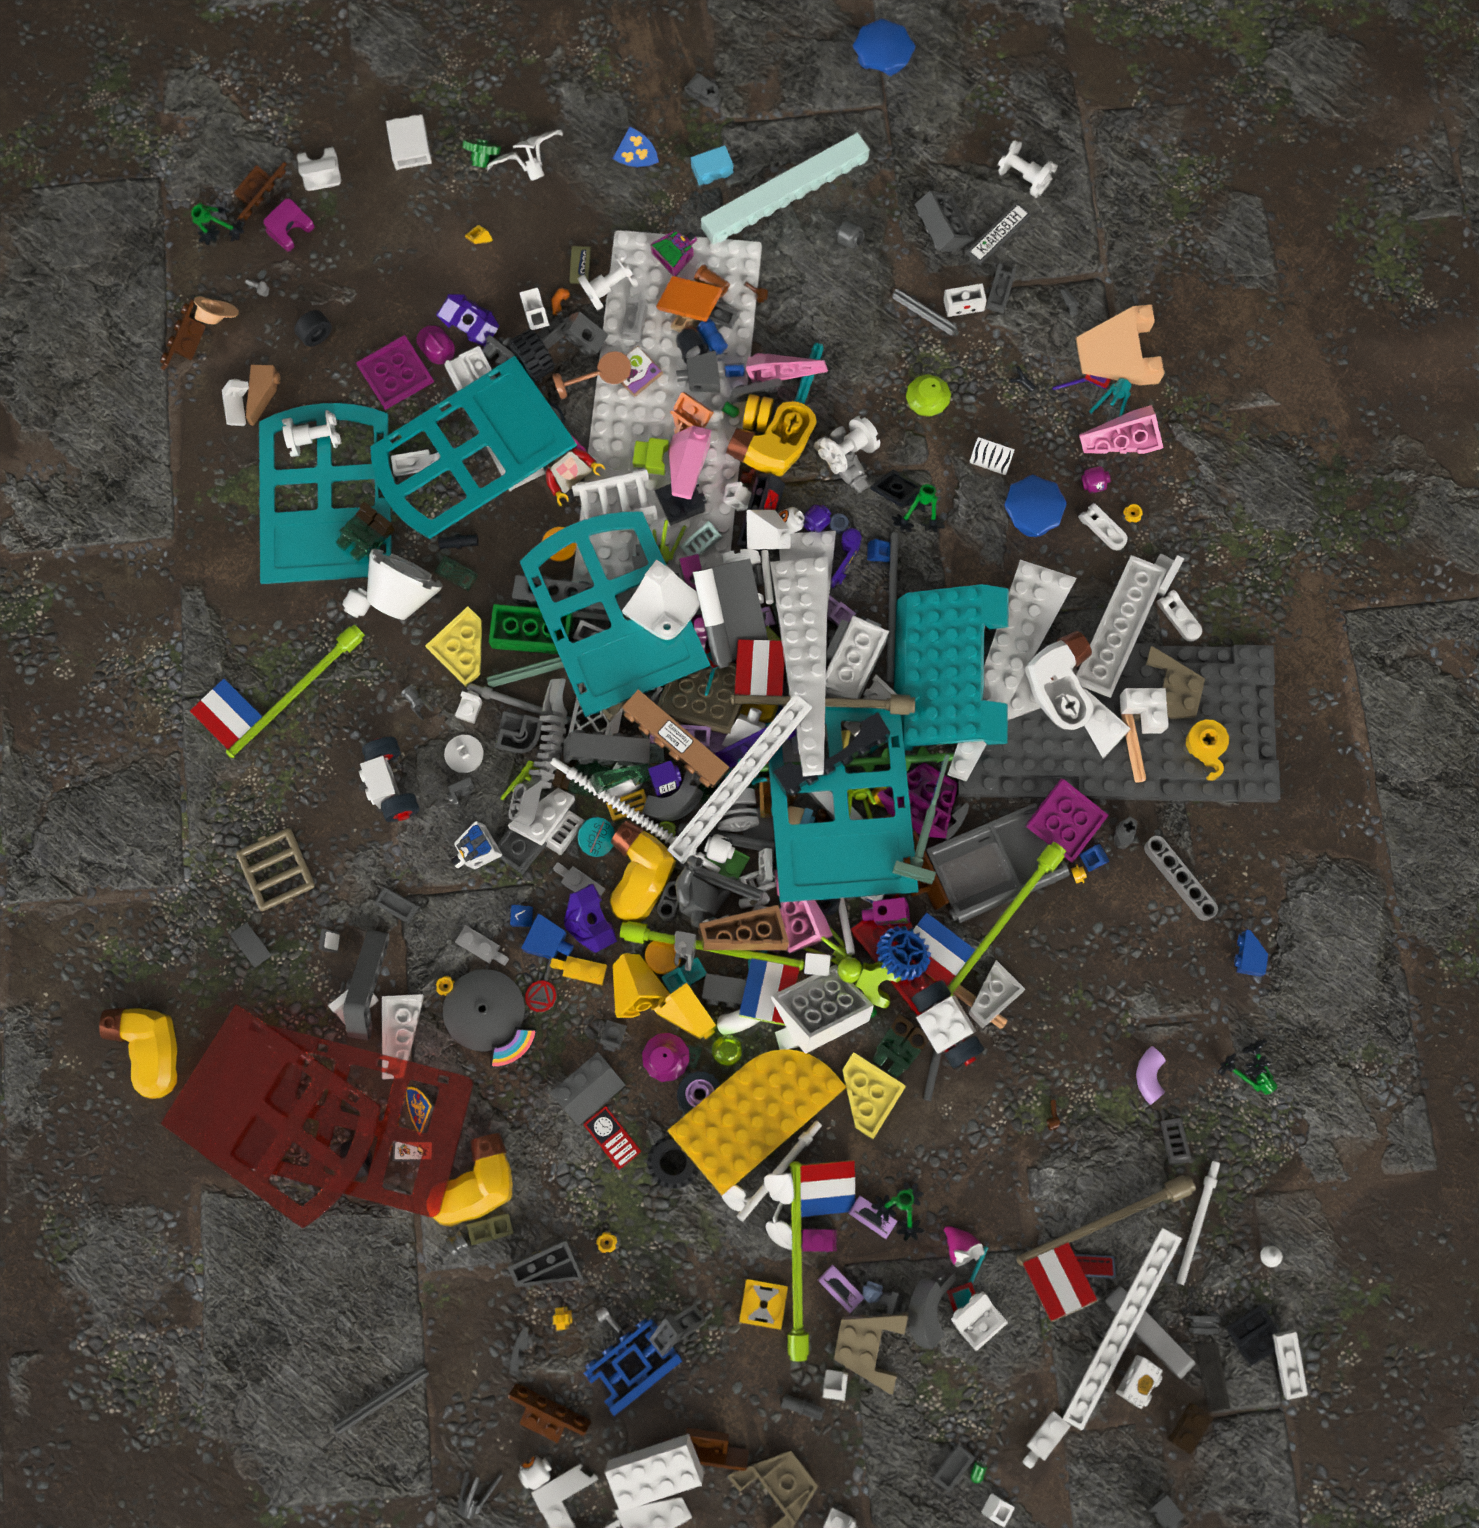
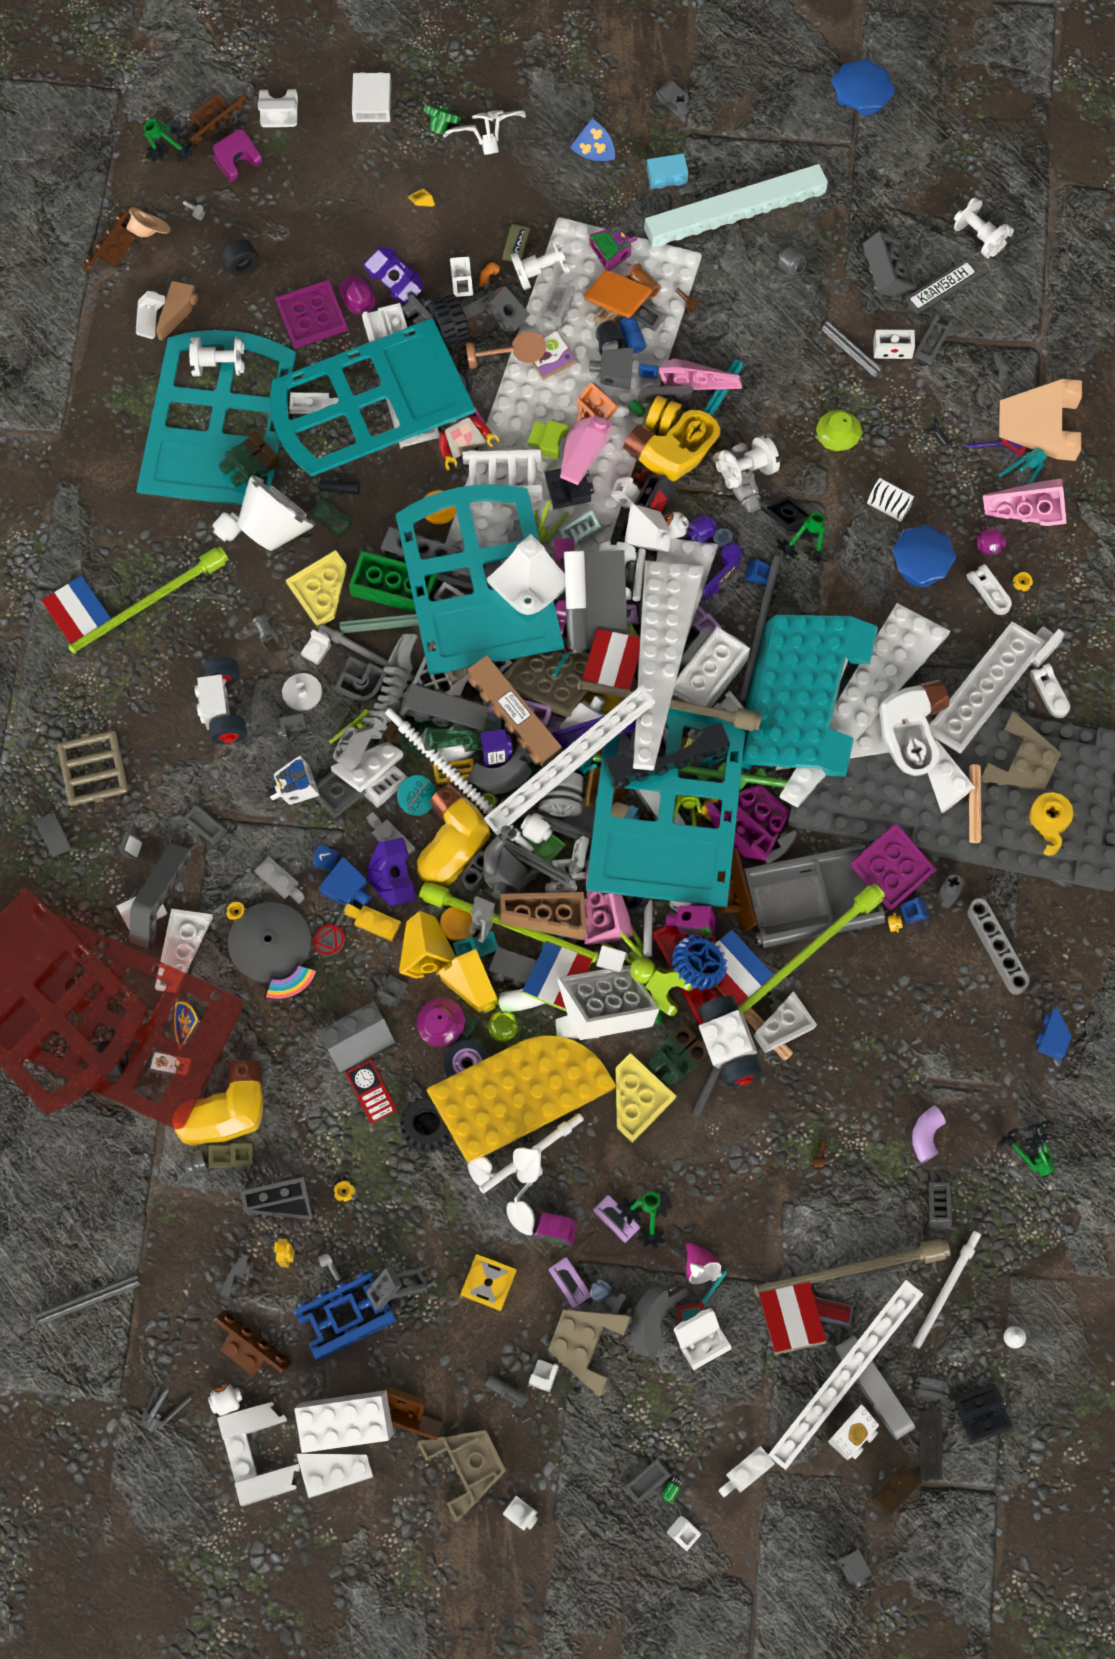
camera: 10 degrees right, 5 degrees down
(817, 1191) = (564, 1179): flag -> none
(914, 869) = (727, 882): sand green piece -> none
(1149, 704) = (997, 765): white brick -> none
(1290, 1364) = (1011, 1446): white plate -> none

